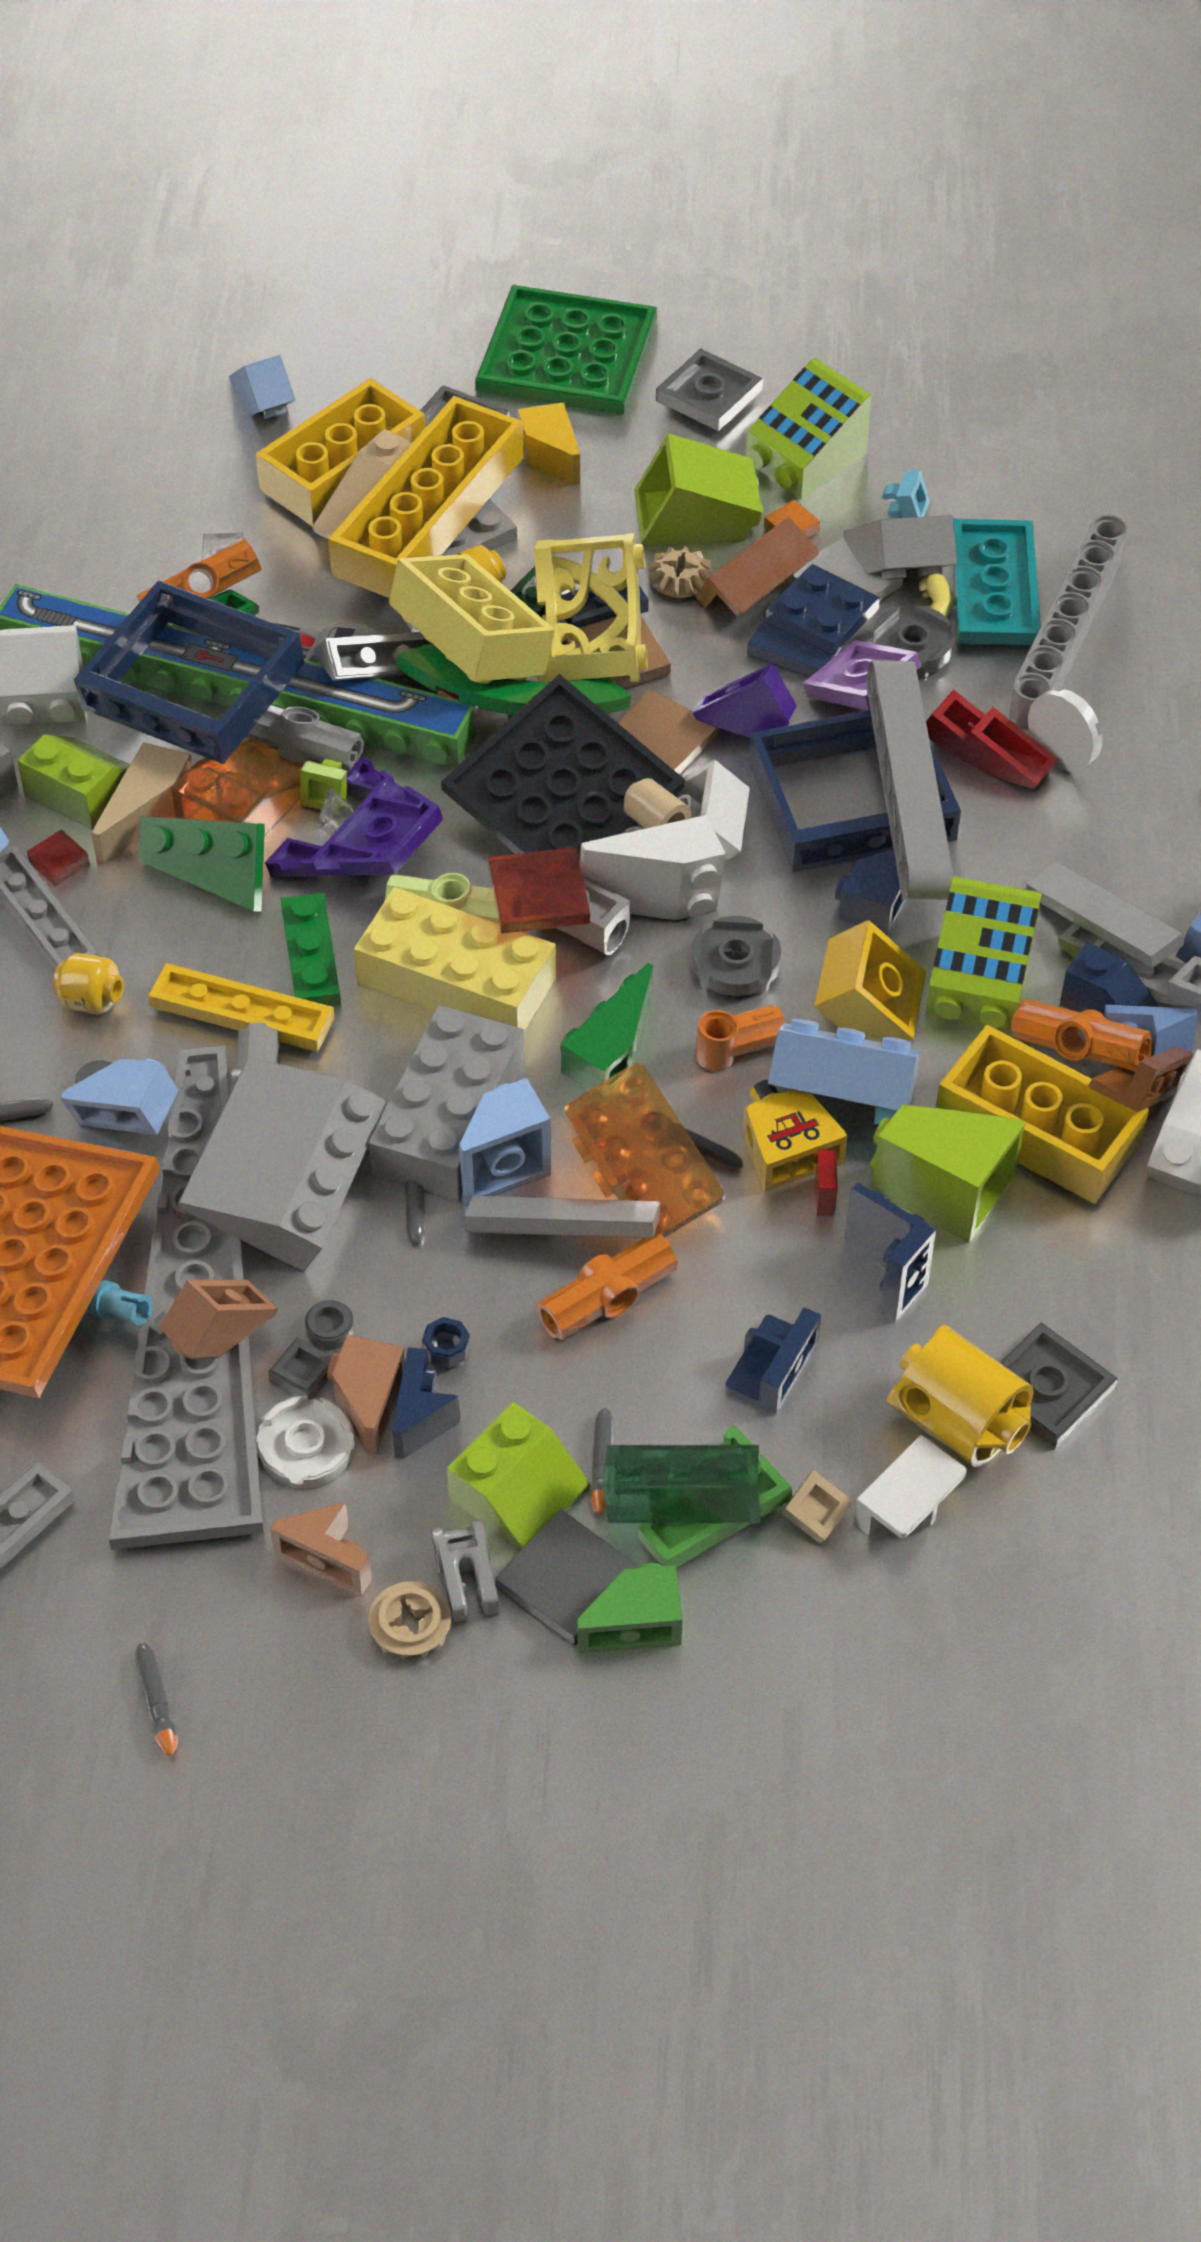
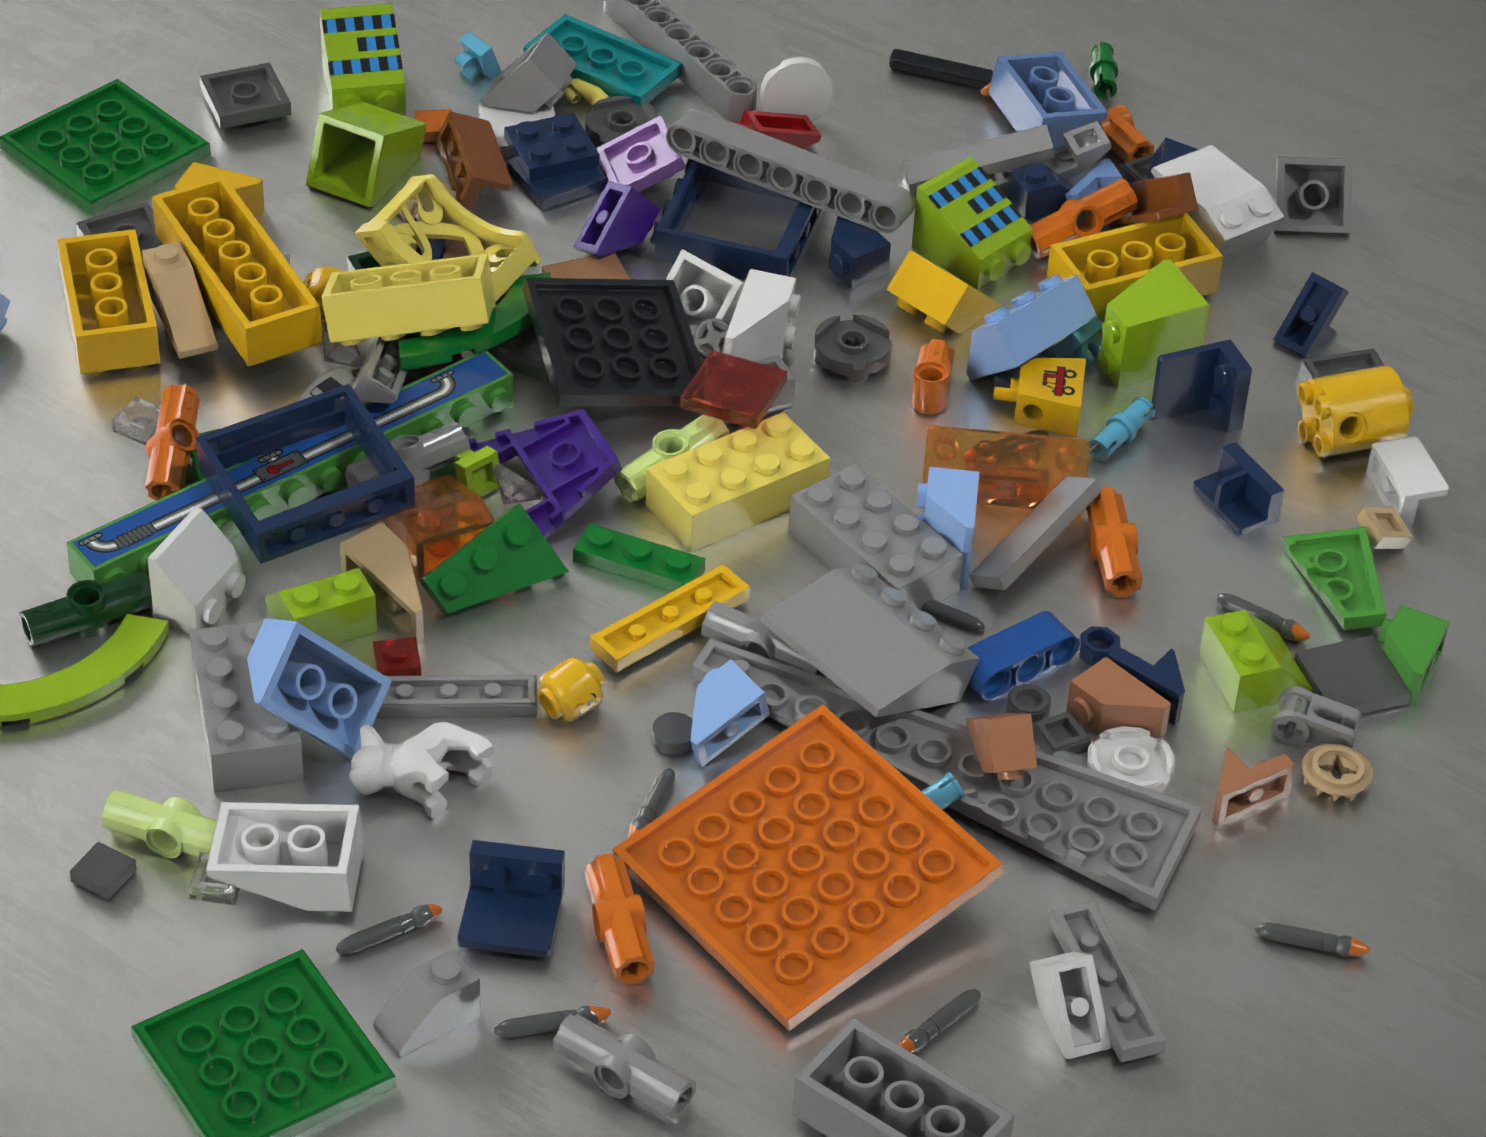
camera: 60 degrees left, 10 degrees down
(380, 1282) = (1021, 654): none -> blue beam
(611, 1033) = (882, 435): green slope -> none
(653, 805) = (702, 300): tan brick -> none
(683, 1483) = (1338, 567): clear green brick -> none
(790, 1217) = (1121, 428): none -> medium azure pin
(826, 1182) = (1105, 395): red tile -> none
(1107, 1300) = (1310, 317): none -> dark blue slope

